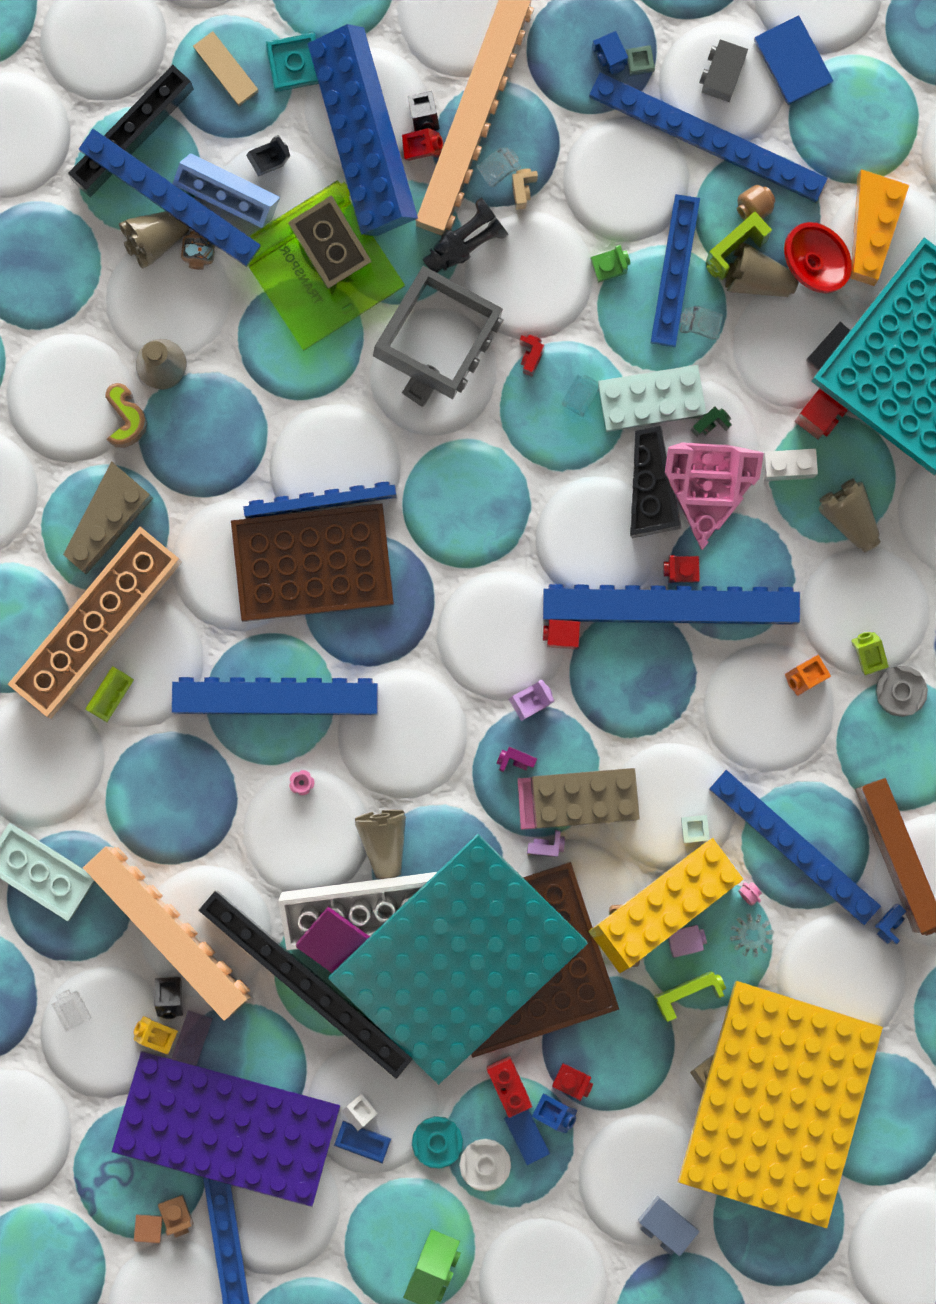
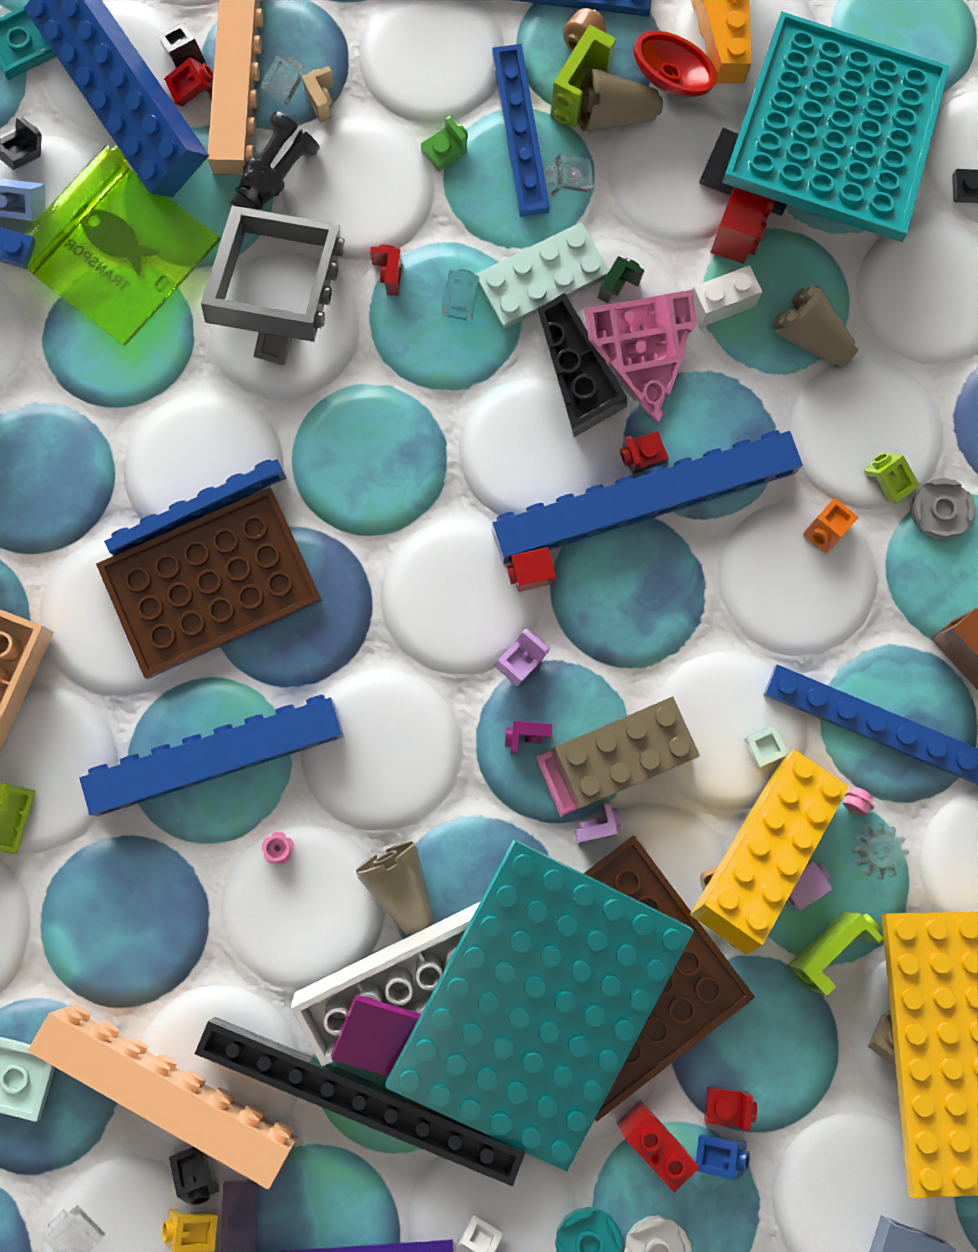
camera: 25 degrees left, 5 degrees down
(329, 242) = (112, 208): dark tan brick -> none
(527, 1136) = (701, 1202): blue tile -> none

